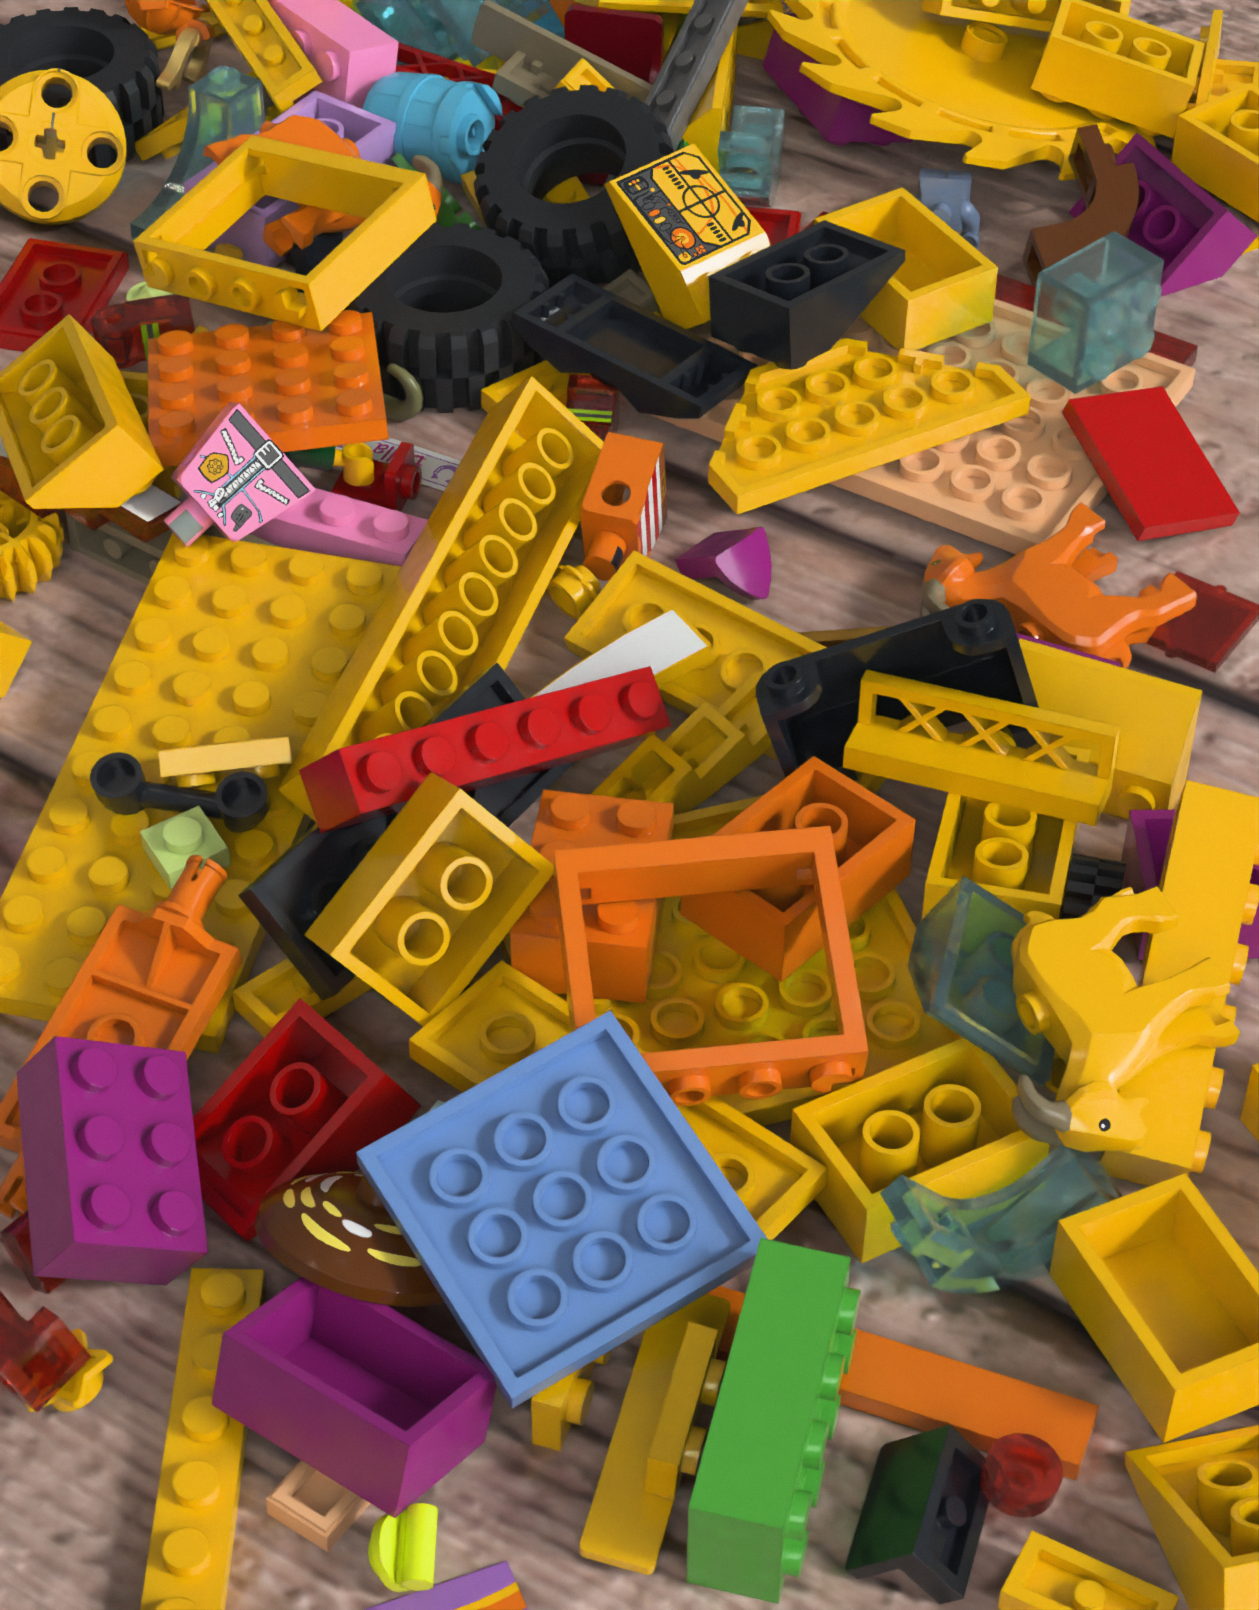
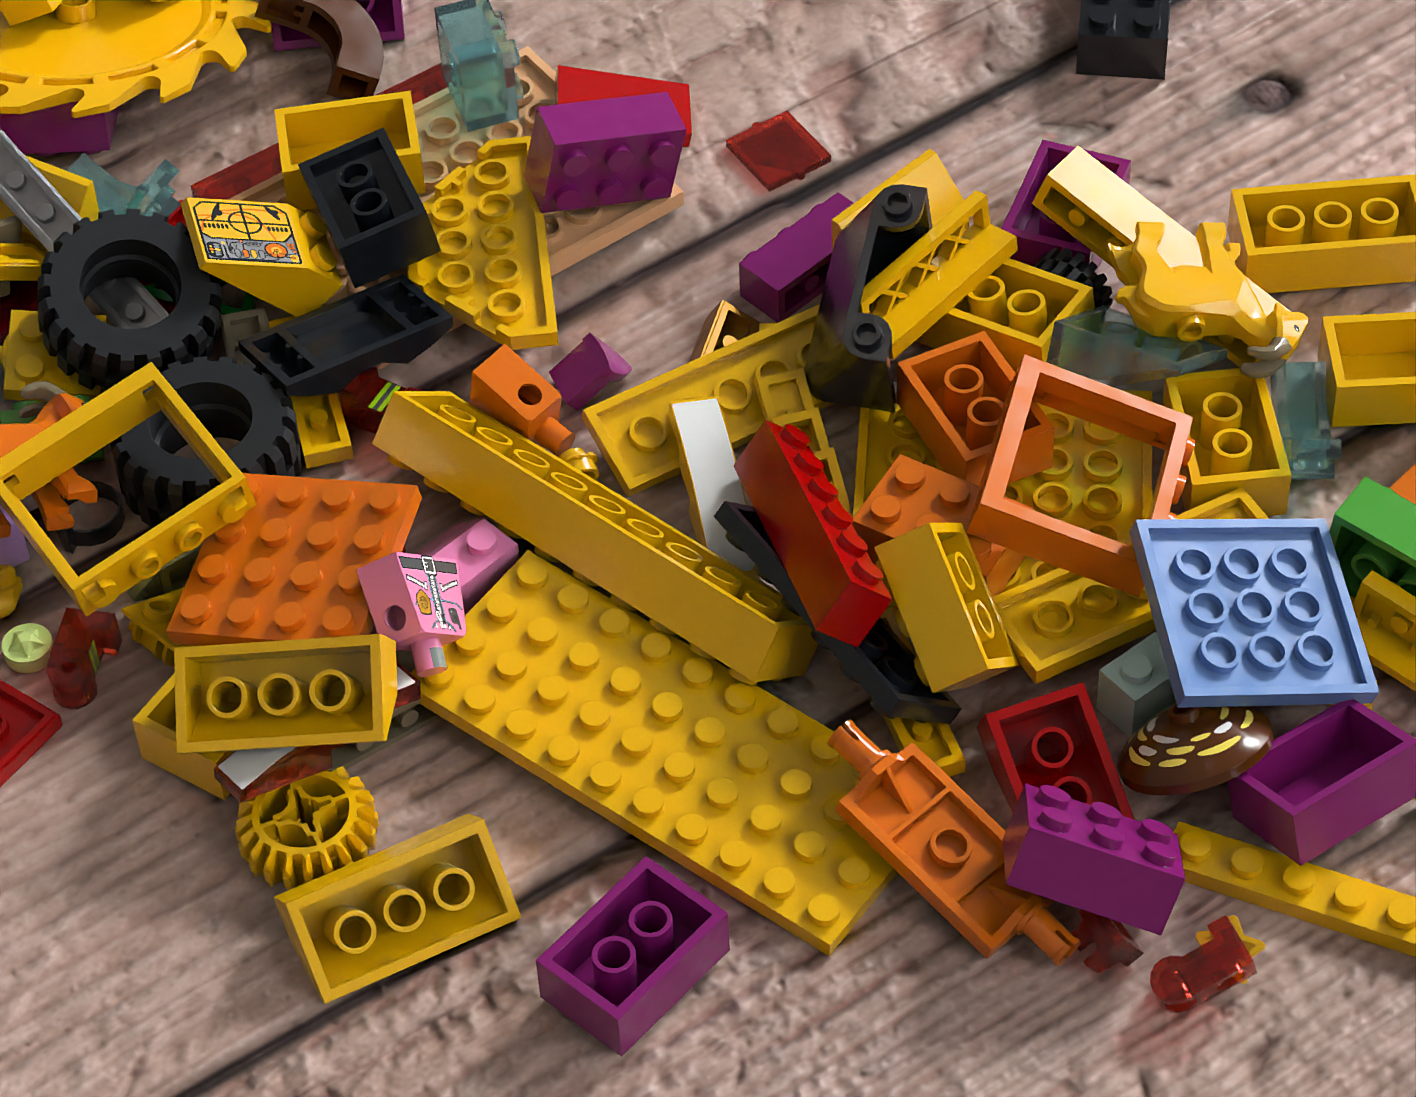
camera: 65 degrees left, 5 degrees up
(122, 788) = (753, 713): black bar -> none
(178, 838) = (775, 758): yellowish green plate -> none
(198, 763) = (707, 702): yellow plate -> none
(314, 1505) = (1375, 846): light nougat tile -> none
(949, 198) = (239, 111): sand blue piece -> none
(1008, 432) = (604, 152): none -> magenta brick
(1055, 592) = (738, 211): orange animal -> none

